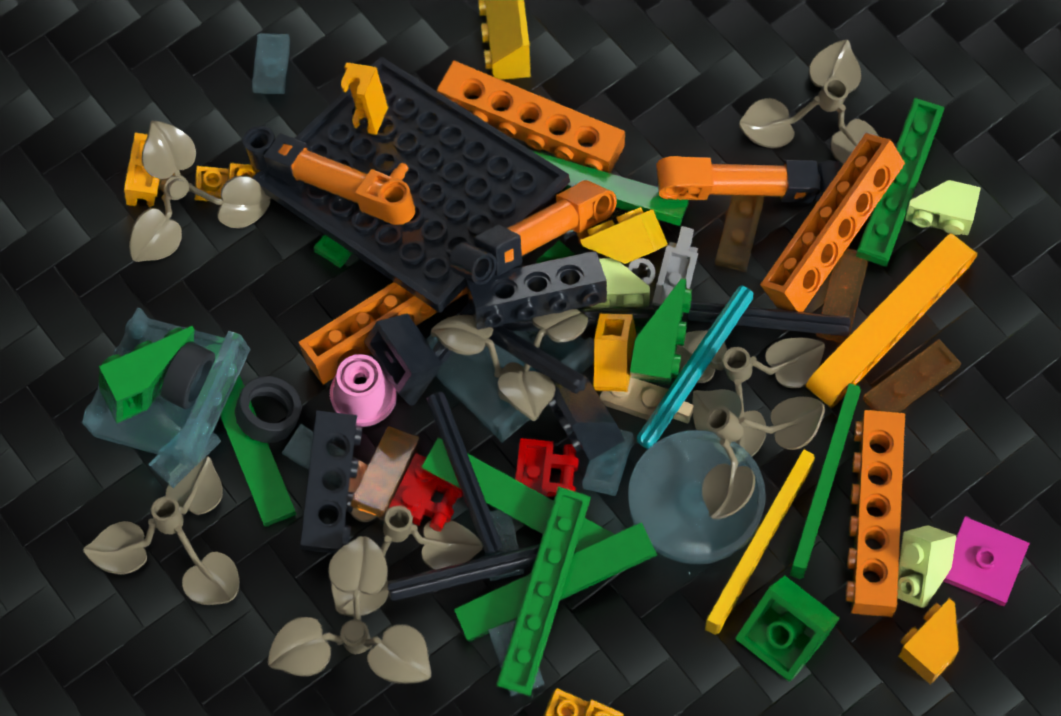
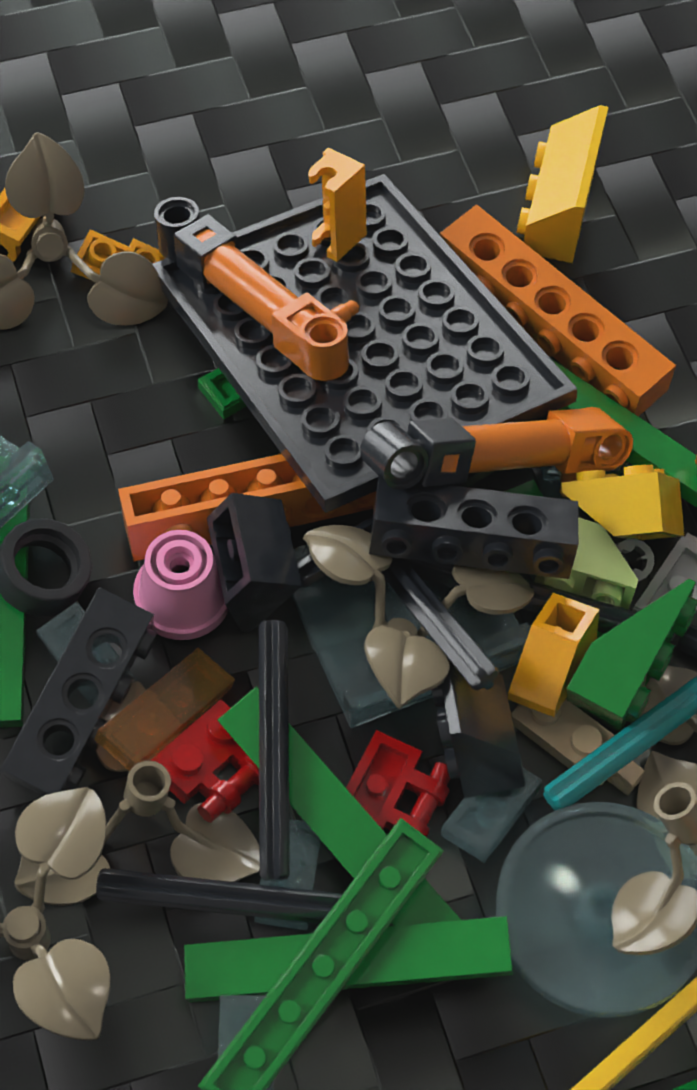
camera: 15 degrees right, 5 degrees down
(271, 63) = (239, 139): clear light blue plate -> none

